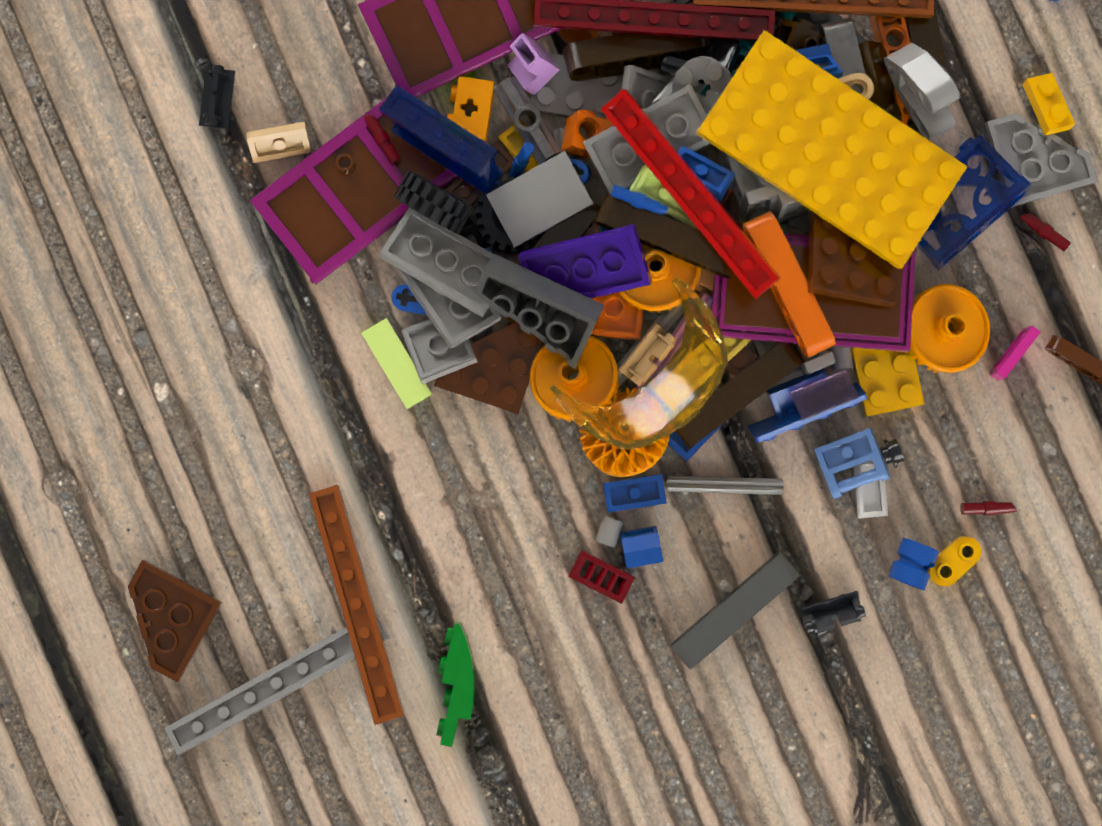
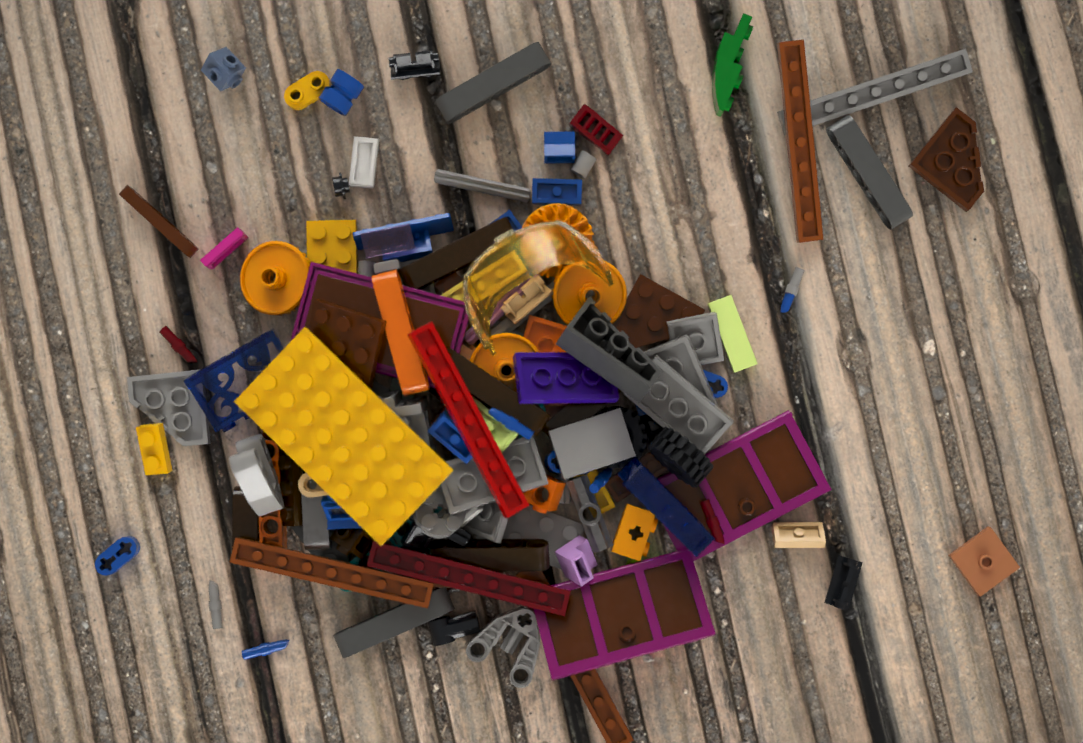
camera: 170 degrees left, 0 degrees up
(57, 152) = (984, 561): none -> nougat plate
(267, 585) = (869, 172): none -> dark grey beam
(335, 428) = (791, 289): none -> light grey piece
(849, 453) = (375, 191): medium blue plate -> none
(987, 508) = (271, 128): dark red piece -> none
(1059, 565) = (223, 69): none -> sand blue brick

